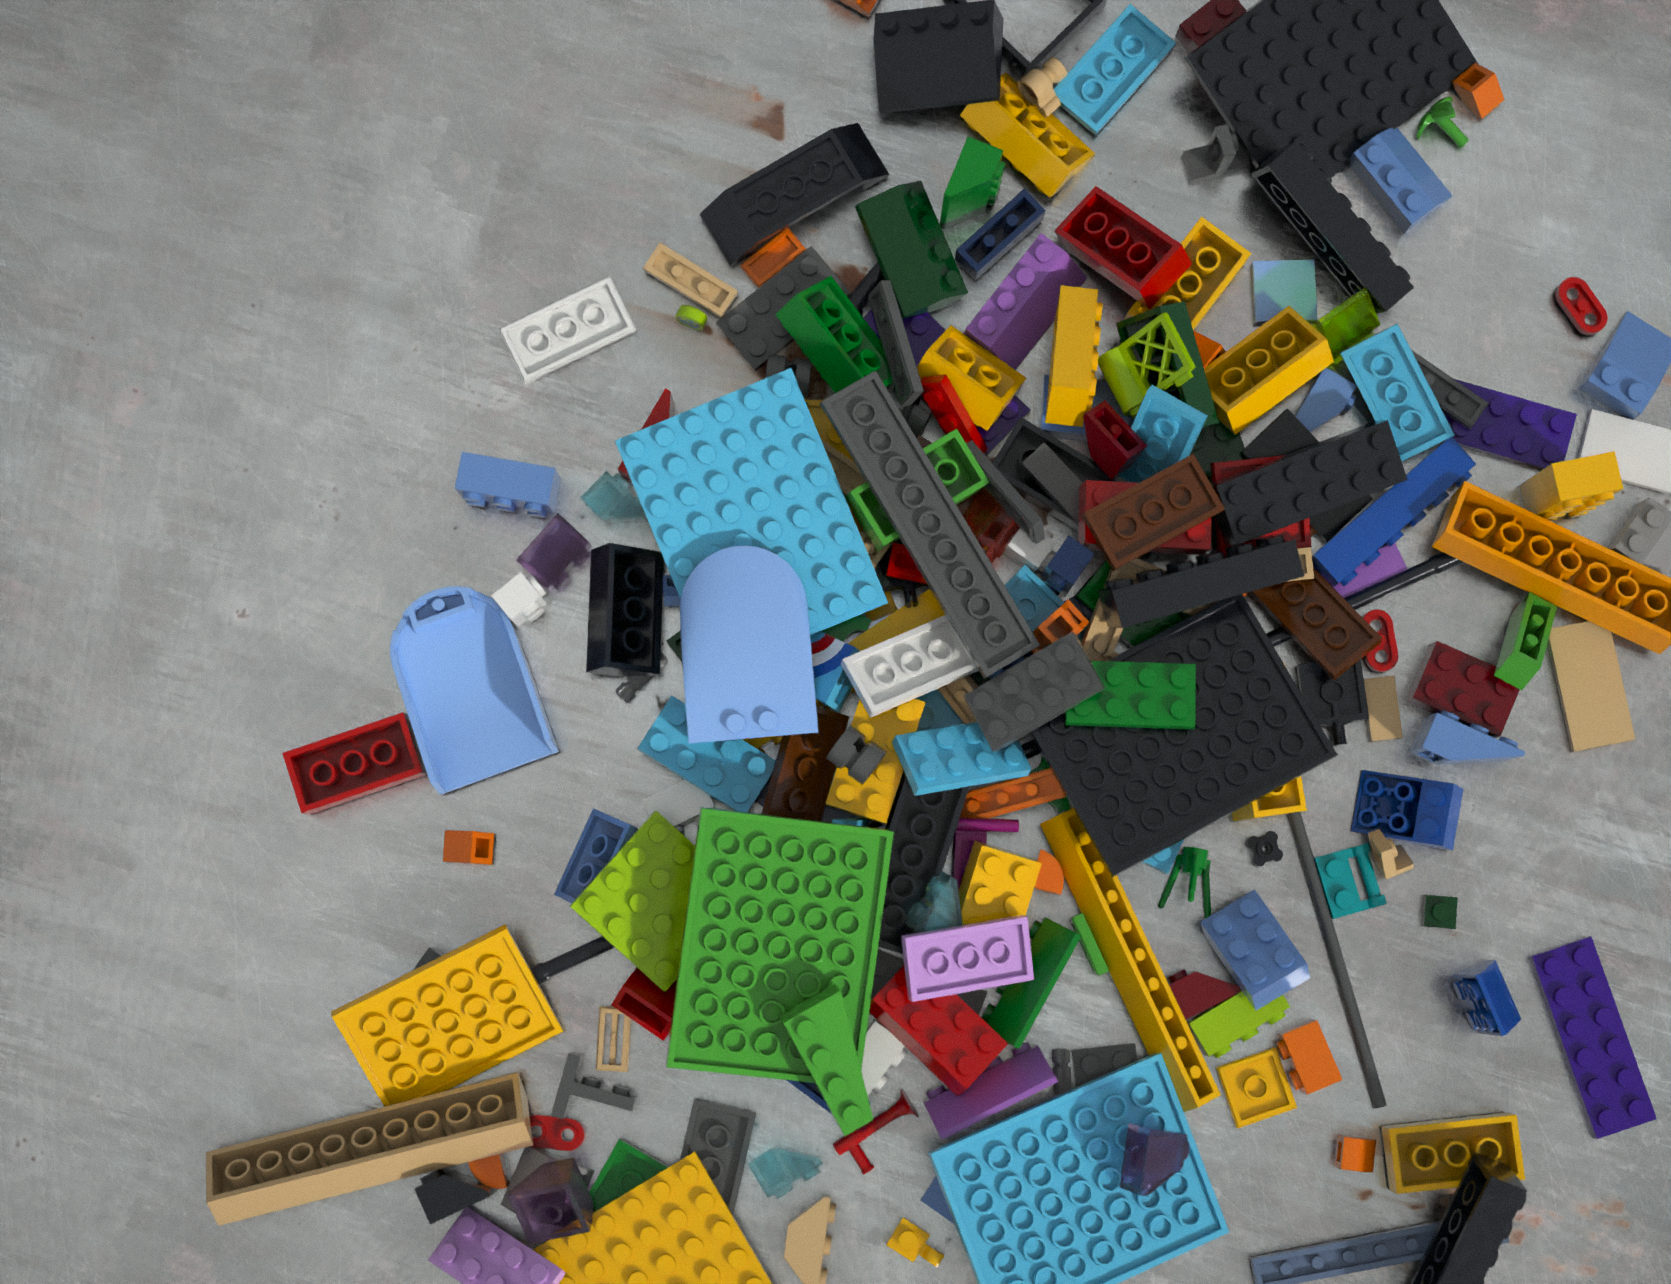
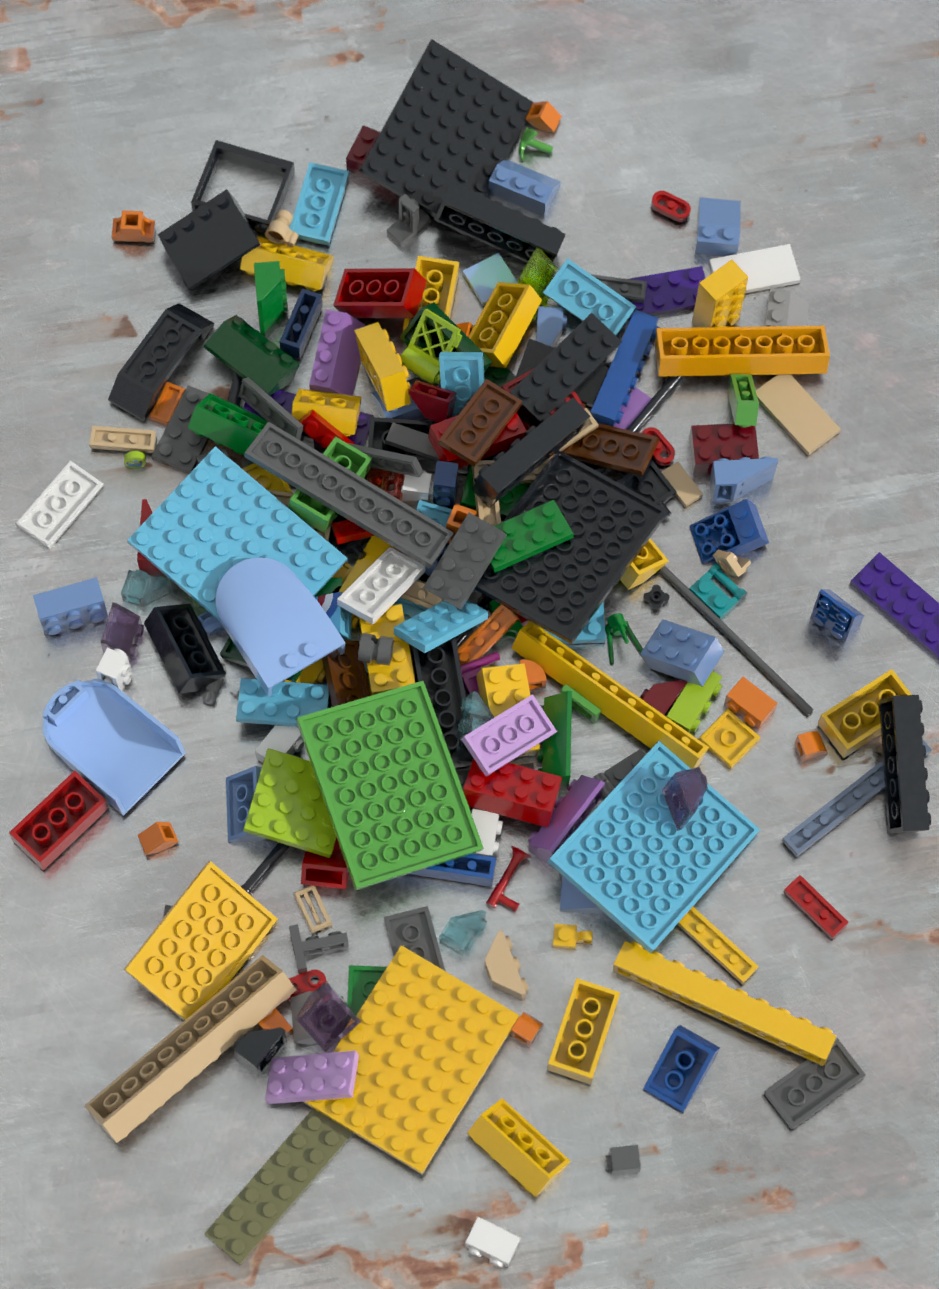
camera: 30 degrees left, 15 degrees down
(828, 1050) = (456, 833): bright green wedge -> none
(1439, 911) = (781, 583): dark green plate -> none

